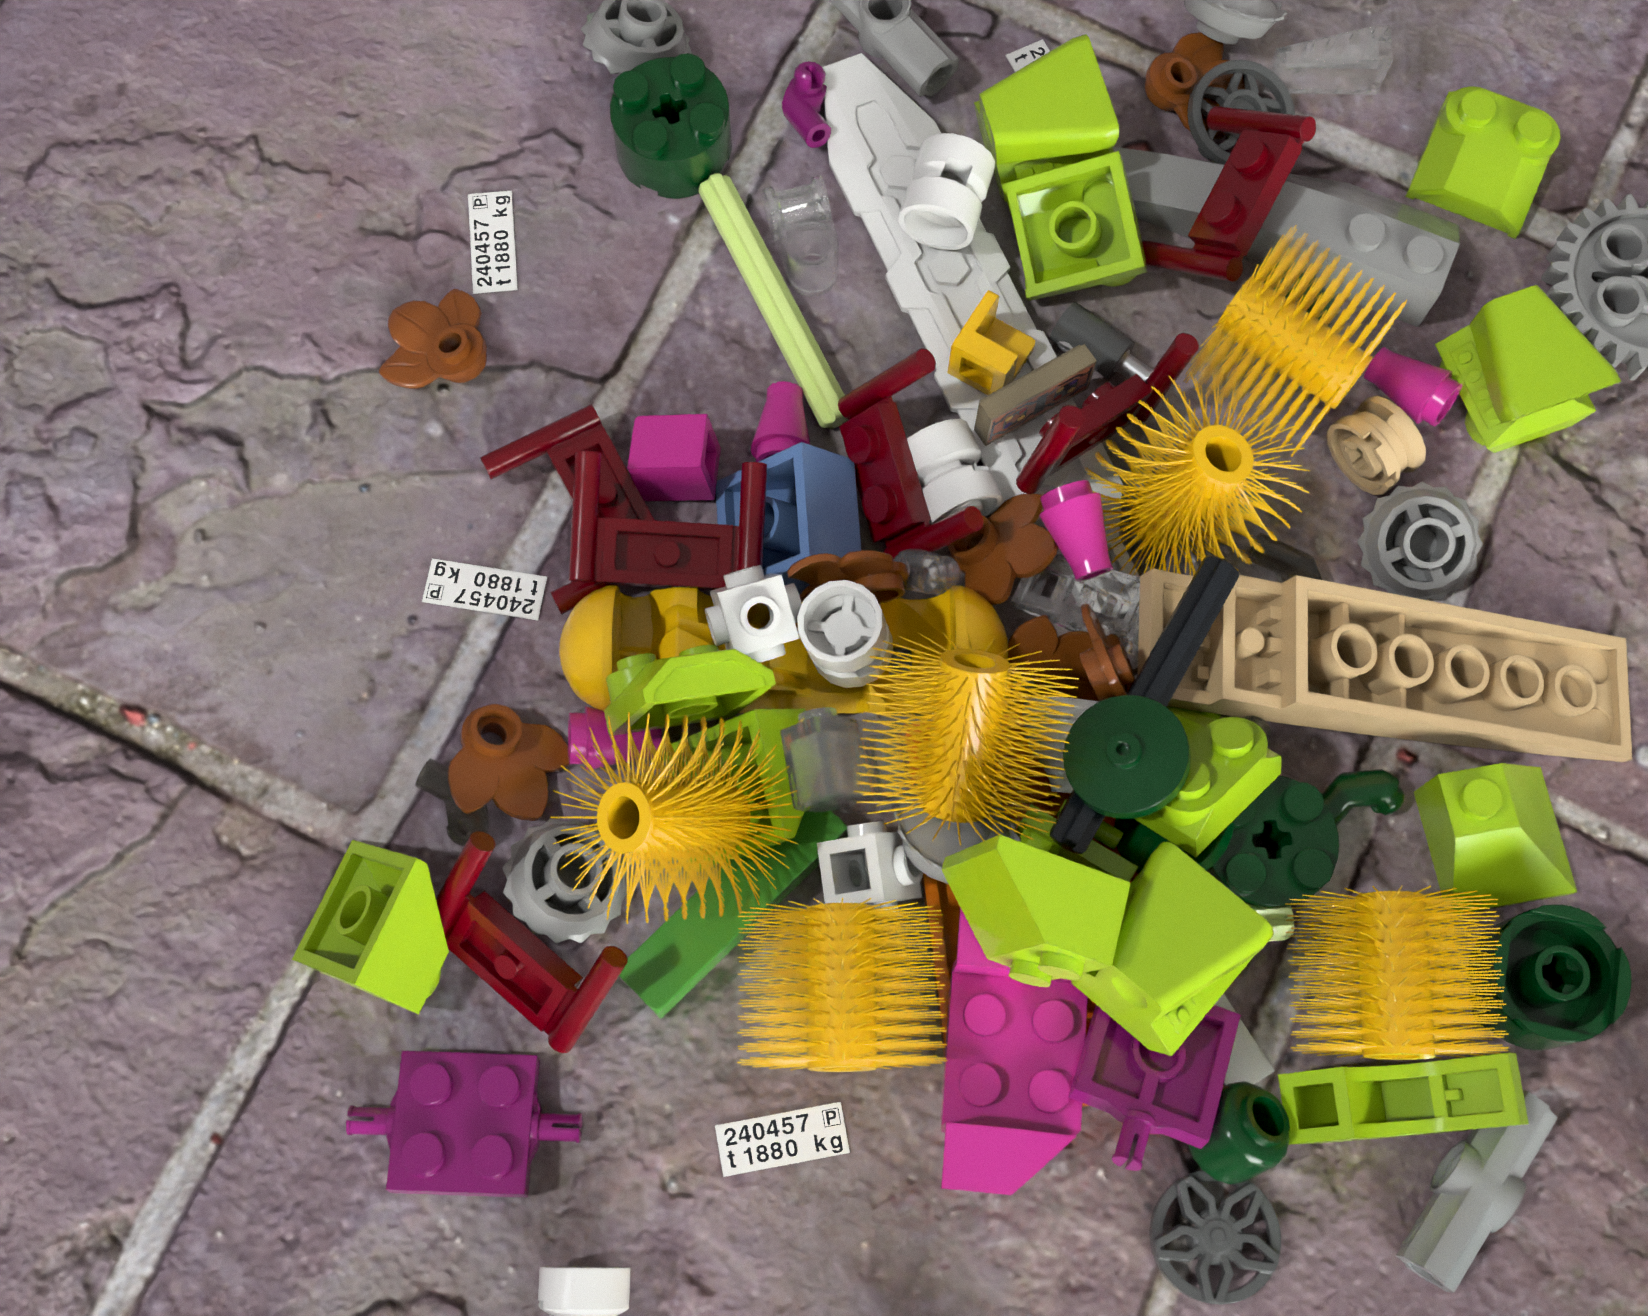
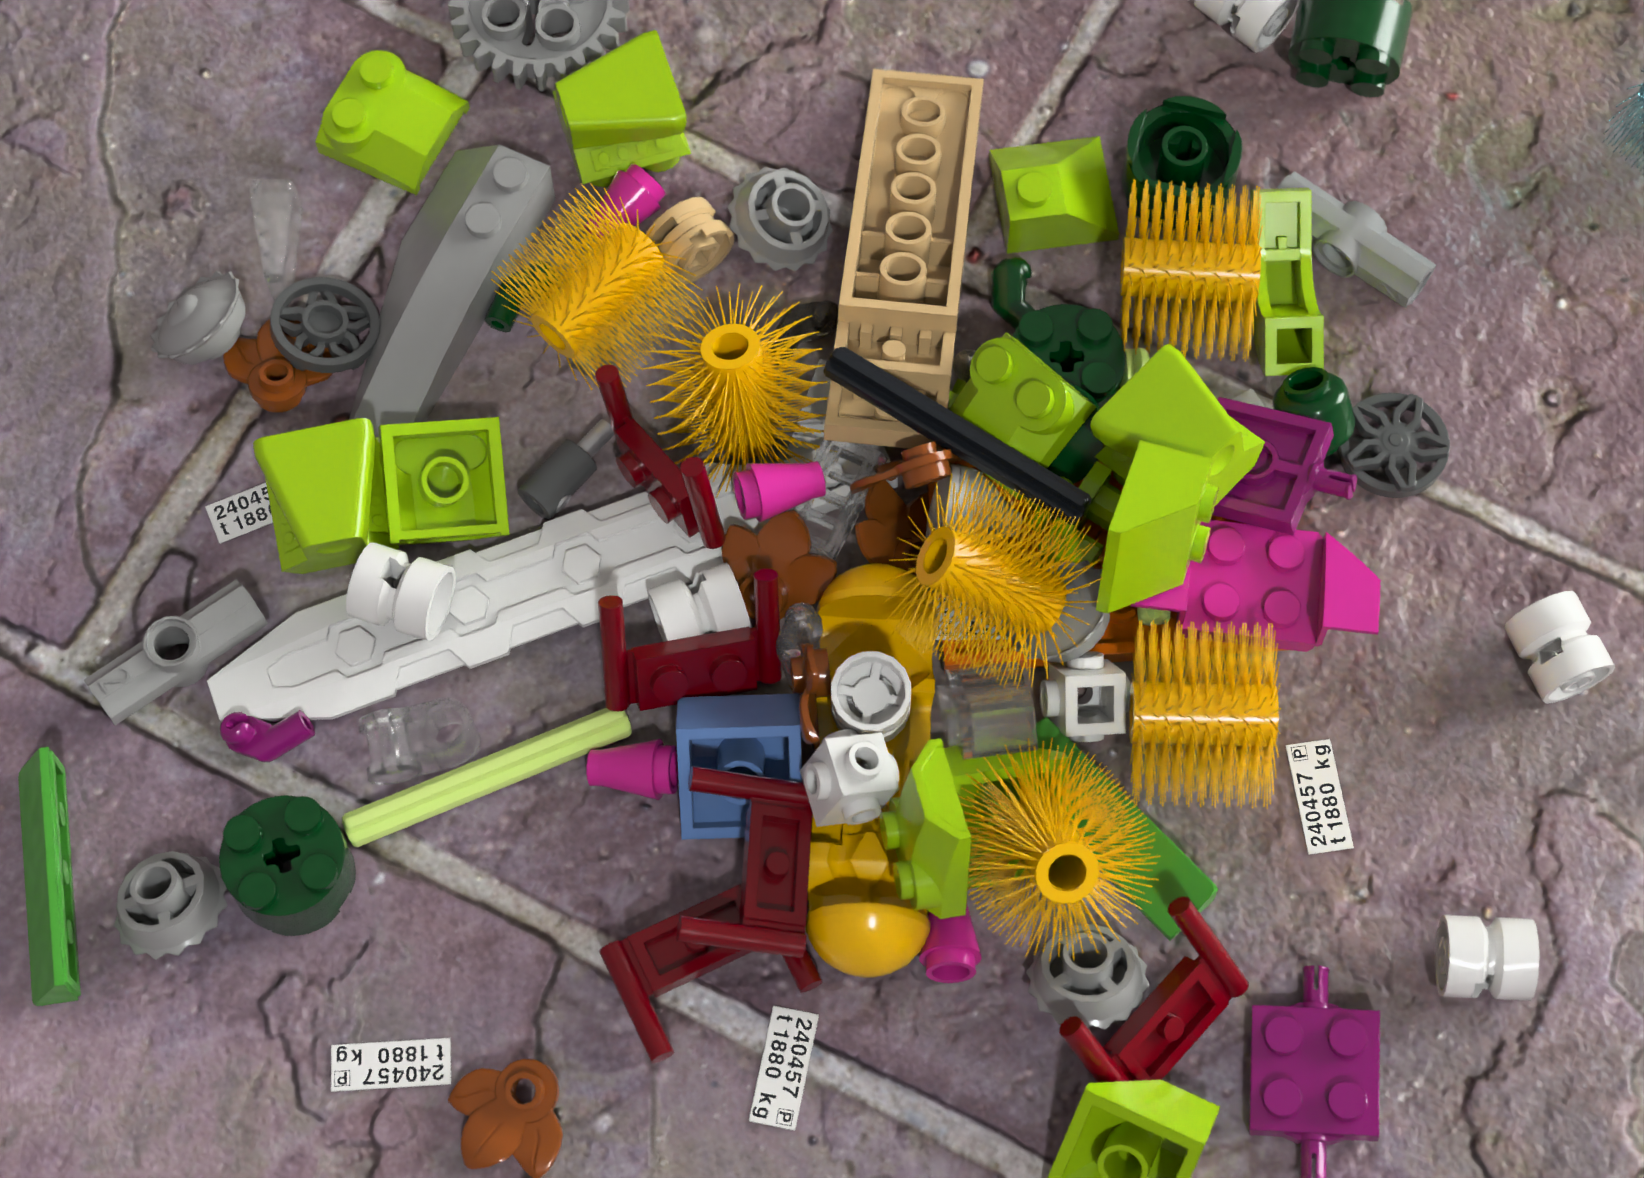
camera: 85 degrees left, 5 degrees down
(461, 825) = (1007, 1080): clear smoke arm -> none
(507, 772) = (978, 1032): dark orange plate -> none
(674, 457) = (662, 867): dark pink panel -> none
(988, 350) = (573, 564): yellow panel -> none
(1034, 394) = (626, 525): dark tan tile -> none
(1127, 756) = (1014, 442): dark green piece -> none
(1240, 194) = (434, 319): dark red plate -> none

